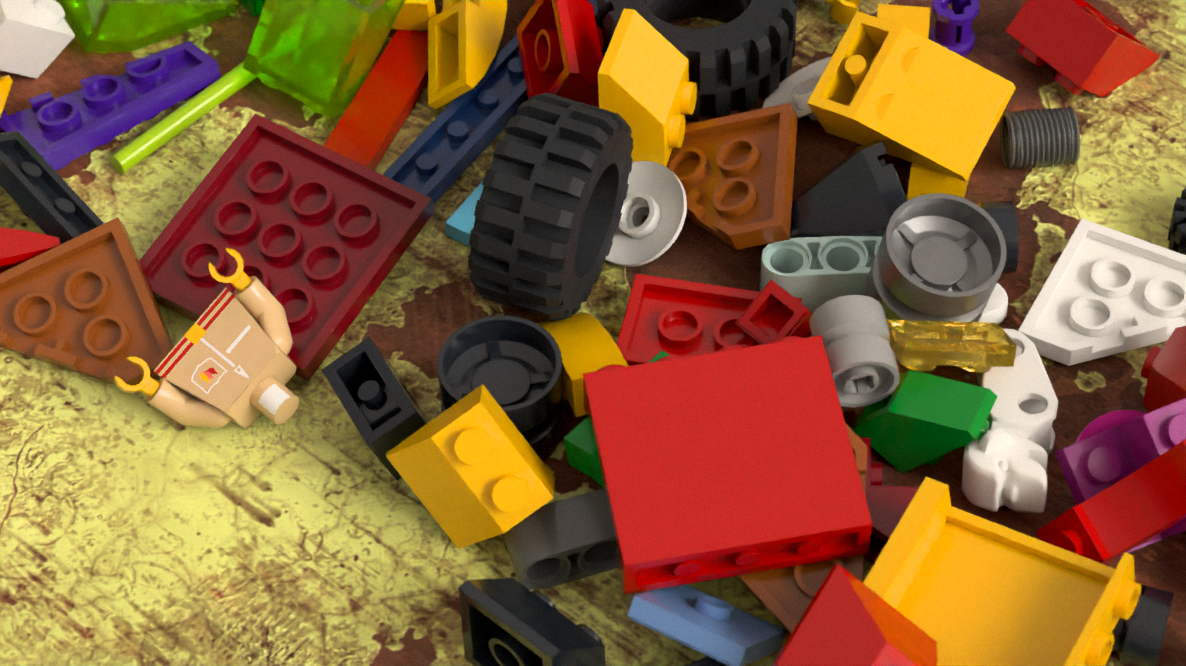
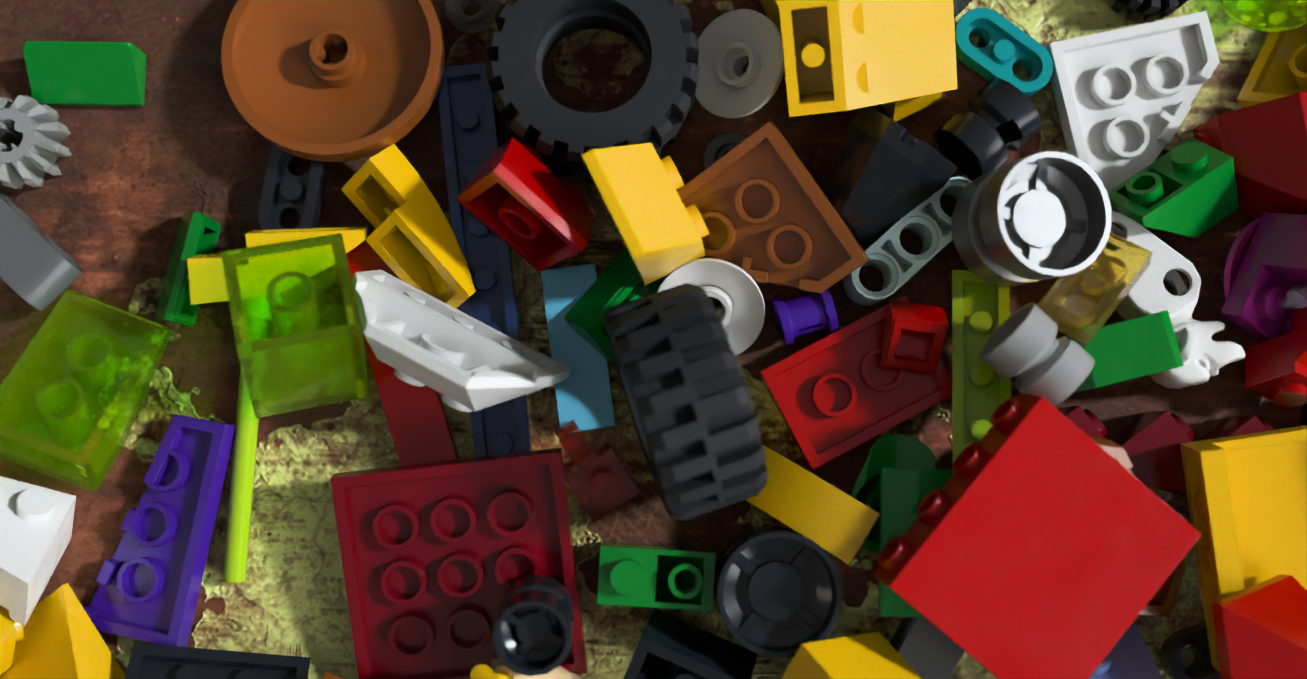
camera: 45 degrees left, 35 degrees up
(302, 276) = (534, 625): none -> black wheel
(407, 328) = (655, 576): none -> green slope
(416, 99) = (446, 347): none -> white wedge
(442, 264) = (597, 475): none -> clear red plate
(707, 264) = (804, 315): none -> dark purple bush
(1045, 215) = (1003, 48): none -> teal plate
(1096, 365) = (1181, 190): none -> green slope

